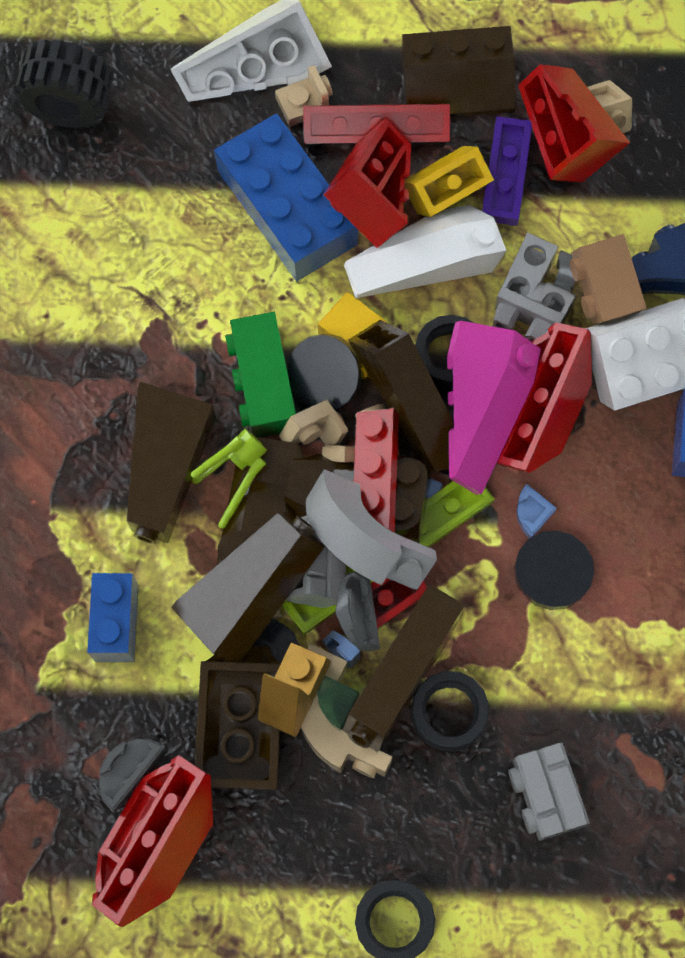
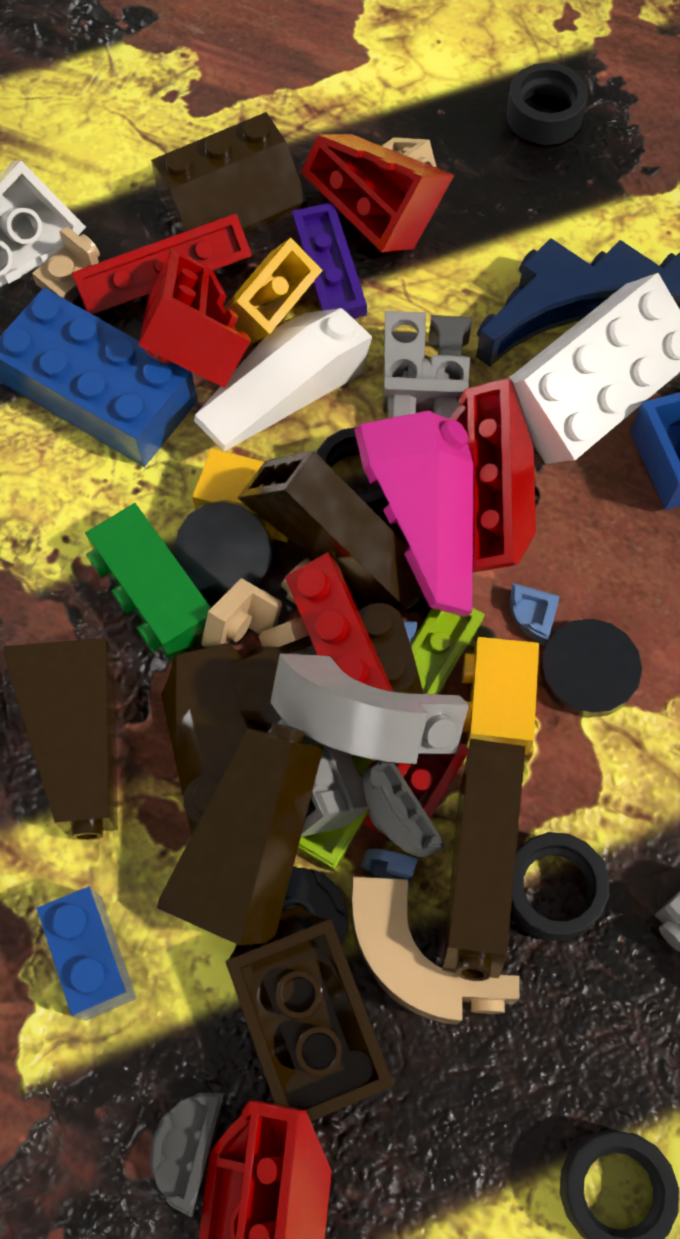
camera: 25 degrees left, 5 degrees down
(242, 451) = (166, 677): lime plant -> none
(292, 690) = (359, 946): pearl gold slope -> none
(336, 701) = (418, 936): clear green tile -> none
(476, 561) = (501, 691): none -> yellow brick
(607, 280) = (501, 321): medium nougat brick -> none

